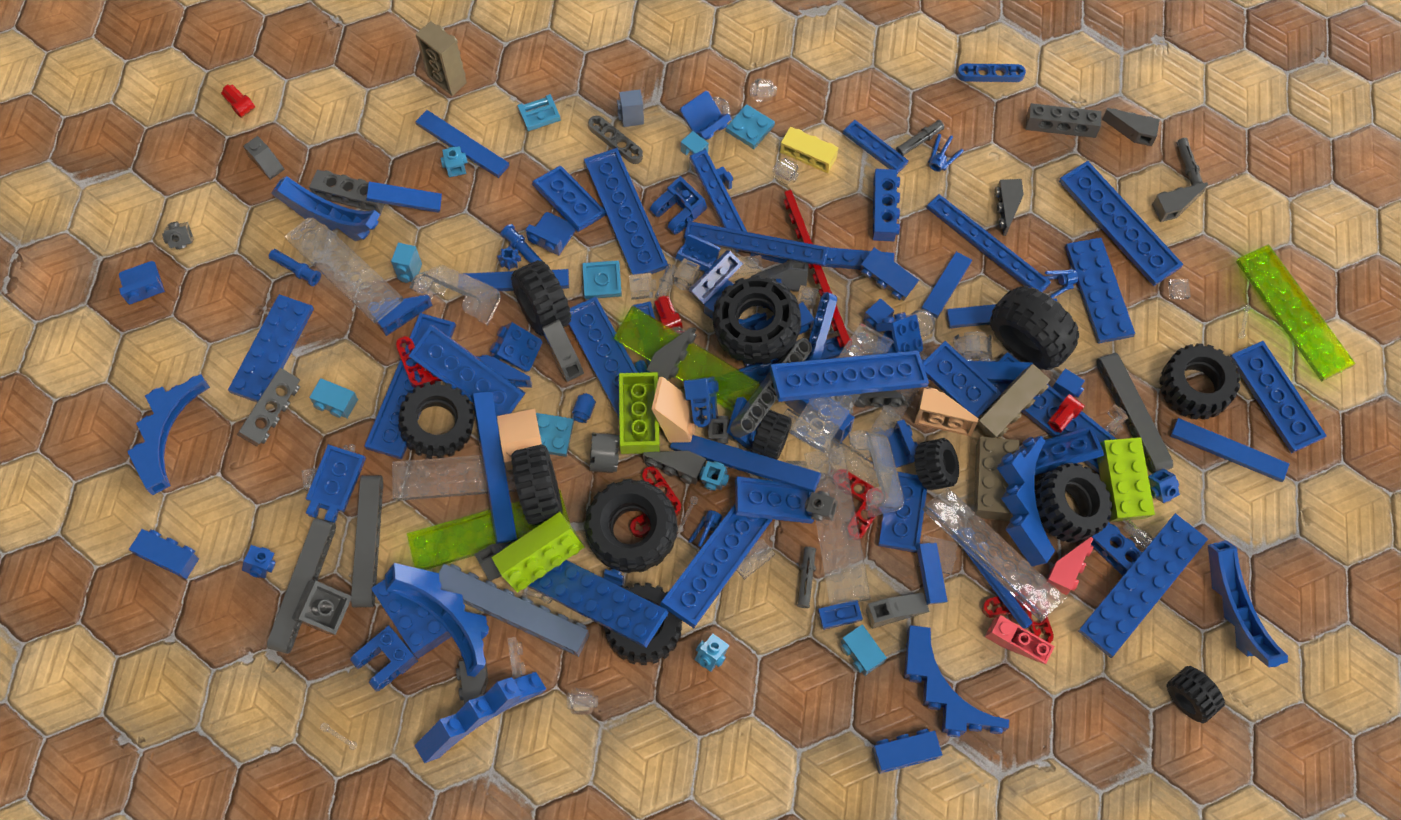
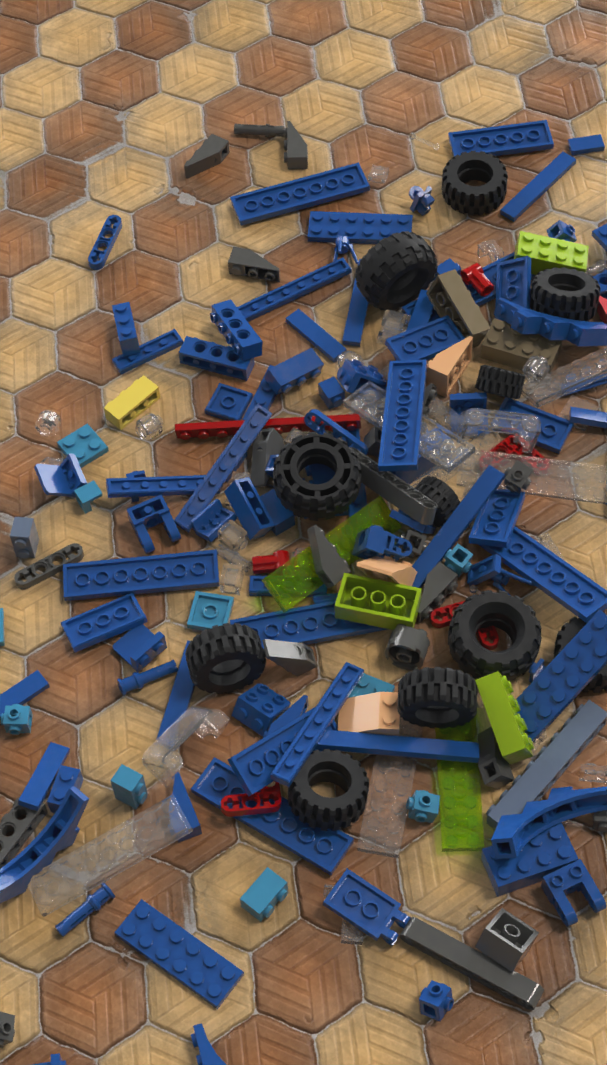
camera: 70 degrees left, 10 degrees down
(281, 380) = (255, 962): dark grey brick -> none
(367, 541) = (437, 888): dark grey beam -> none
(397, 218) = (65, 779): none -> blue brick
(446, 513) = (423, 806): none -> dark azure brick
(495, 392) = (316, 724): none -> blue tile
(509, 258) = (152, 686): blue gear -> none
(583, 408) = (349, 655): blue brick -> none
(709, 502) = (484, 570): none -> blue plate
(804, 600) = (568, 511): dark grey pin -> none
(838, 231) = (228, 403): none -> blue tile
(888, 118) = (126, 329): none -> blue brick
(916, 208) = (236, 330): none -> blue brick
(926, 134) = (152, 308): dark grey pin -> none
(938, 161) = (185, 305): blue plant -> none
(964, 494) = (536, 369): none -> clear head
(1063, 120) = (181, 202): dark grey brick -> none
(1139, 421) = (469, 237): dark grey beam -> none
(1155, 333) = (421, 199): none -> blue hips
(1295, 313) = (427, 106): clear neon green plate -> none
(1312, 486) = (586, 144): none -> blue tile

